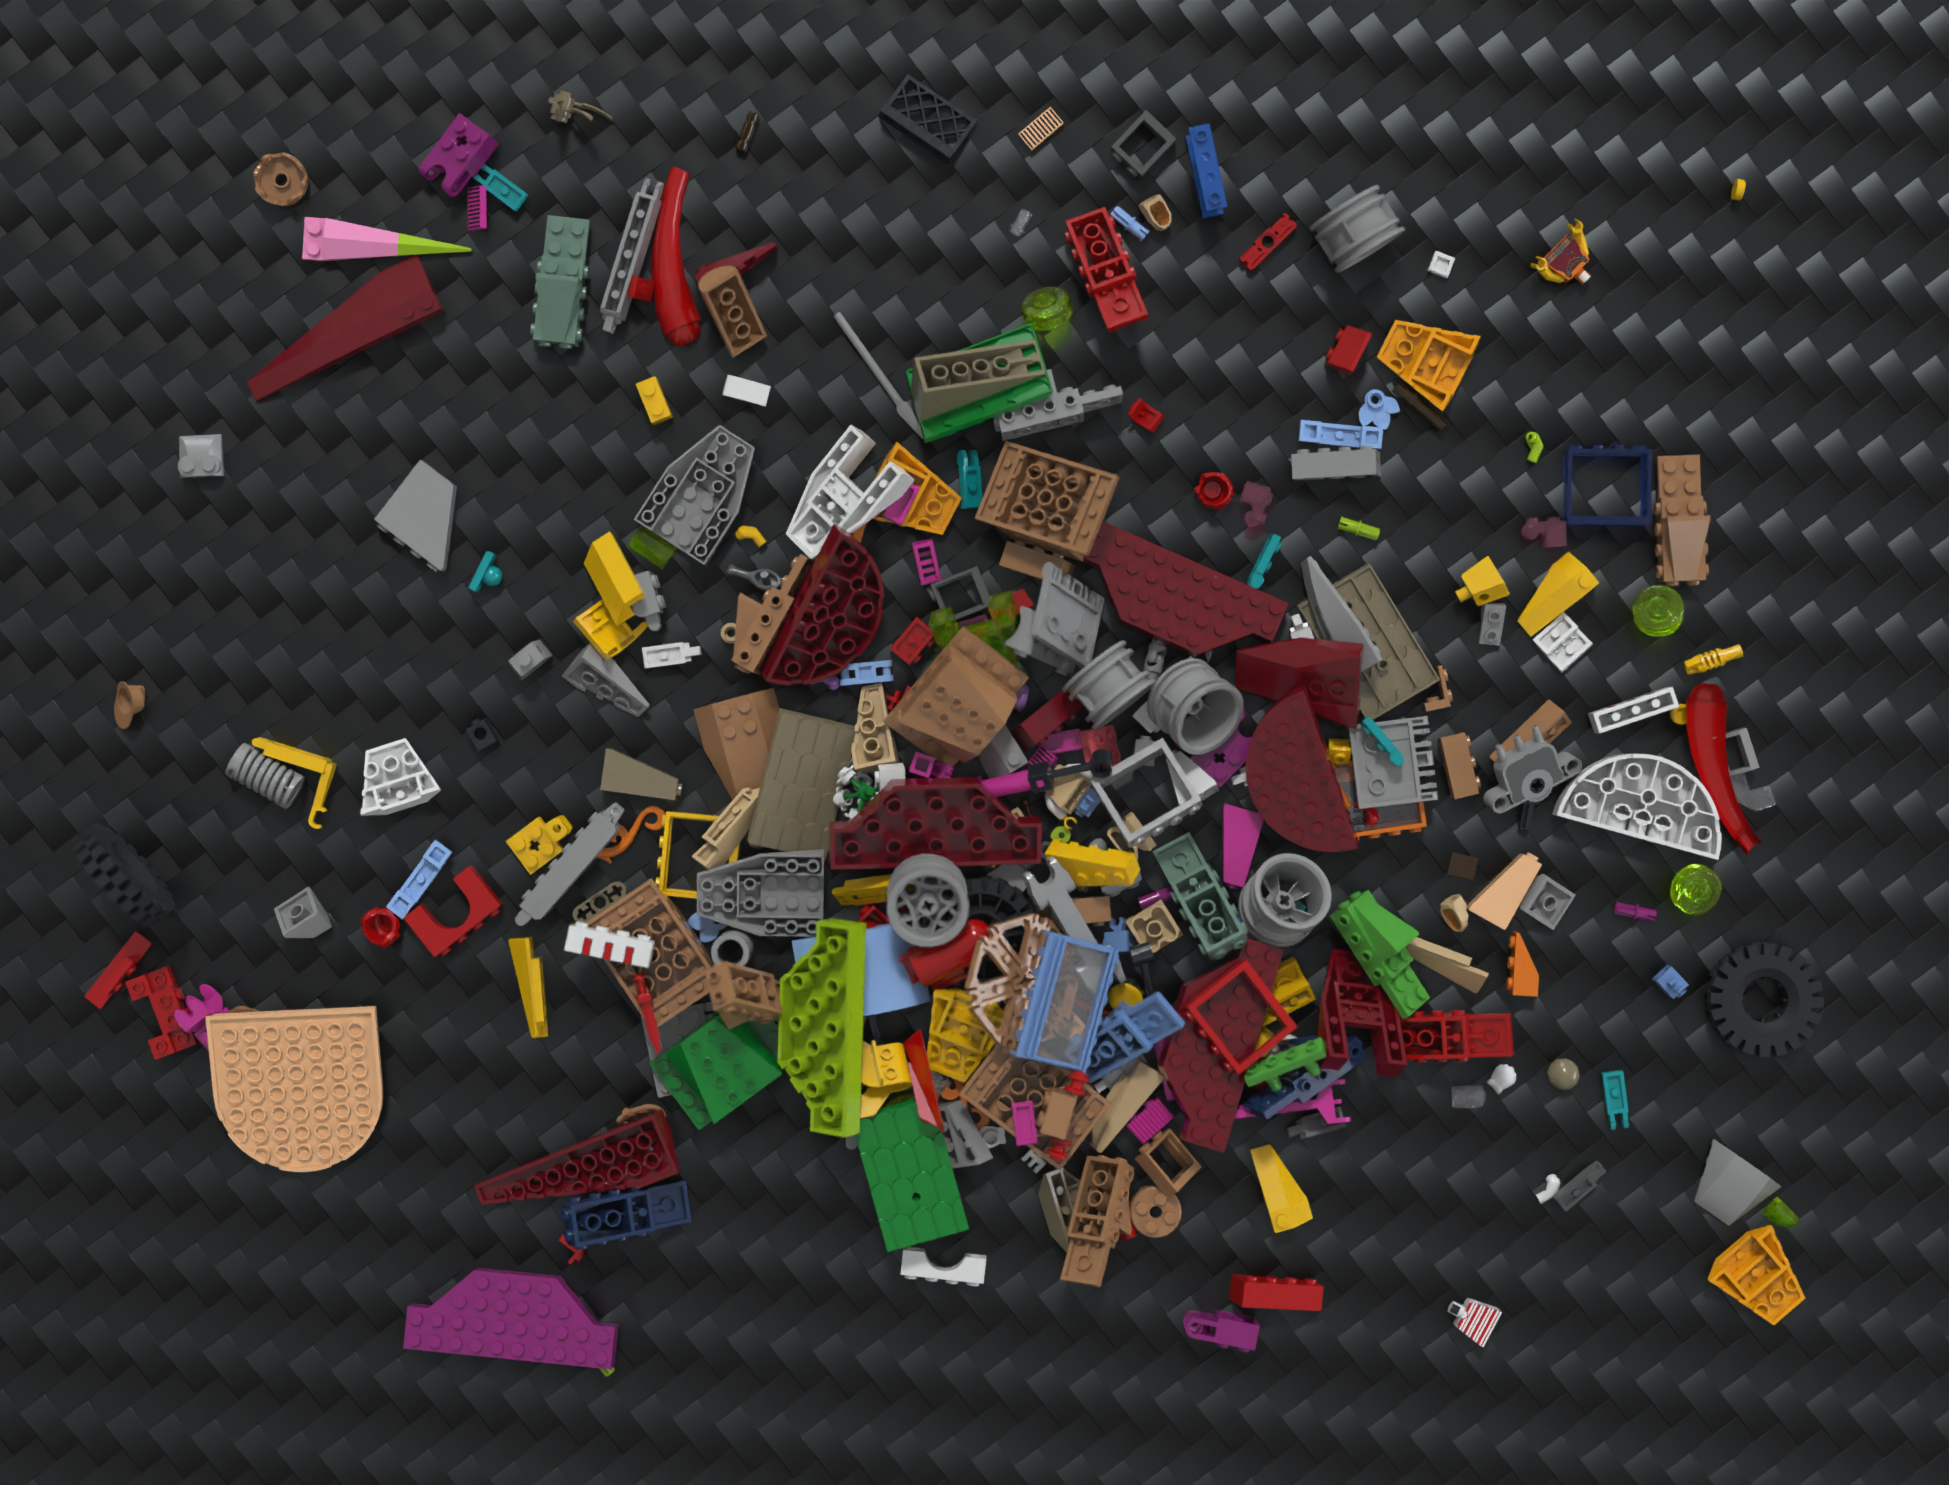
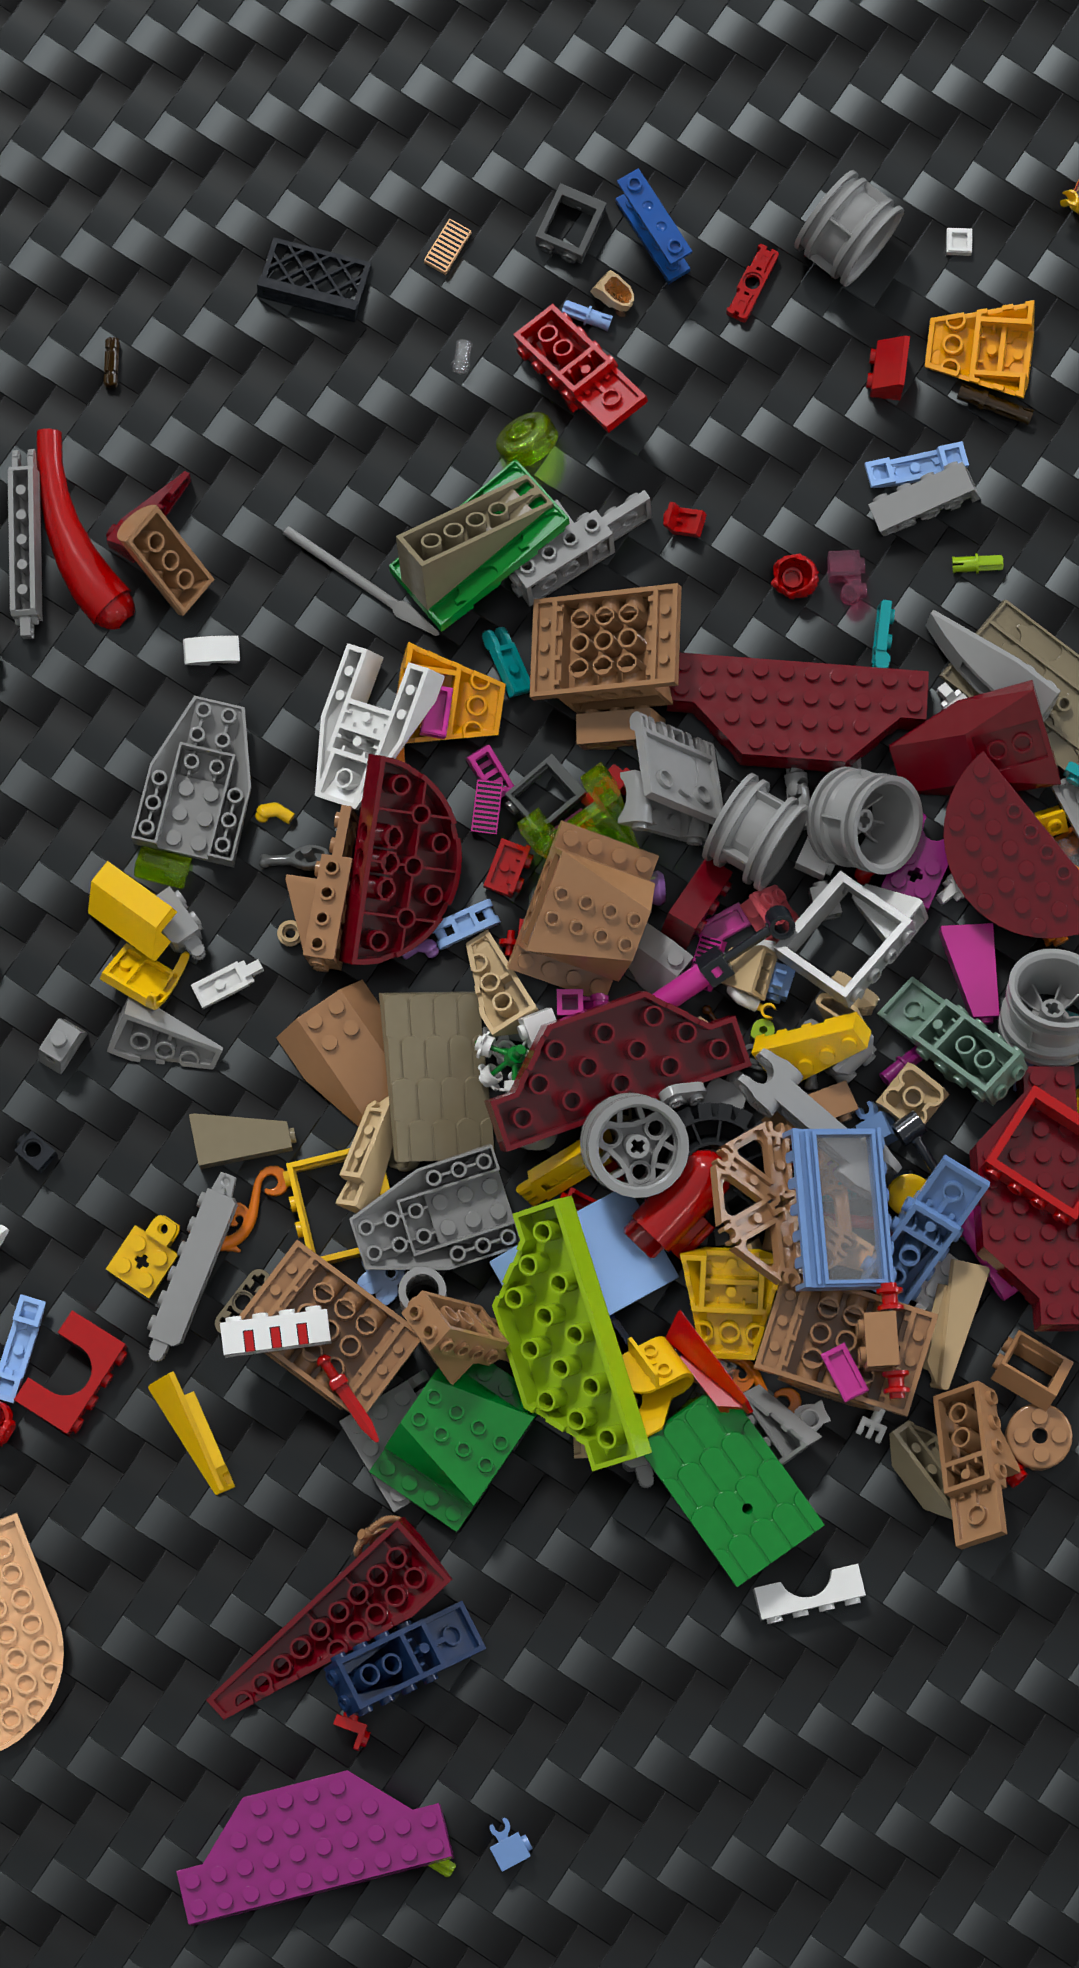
camera: 20 degrees left, 10 degrees down
(641, 288) = (50, 575): red bracket -> none
(654, 400) = (108, 697): yellow brick -> none
(657, 1373) = (509, 1849): none -> medium blue brick
(914, 588) = (487, 806): none -> tile
(975, 869) = (683, 1093): none -> light grey plate
(1149, 1119) = (990, 1330): dark pink brick -> none
(1379, 412) = (949, 428): light blue plate -> none

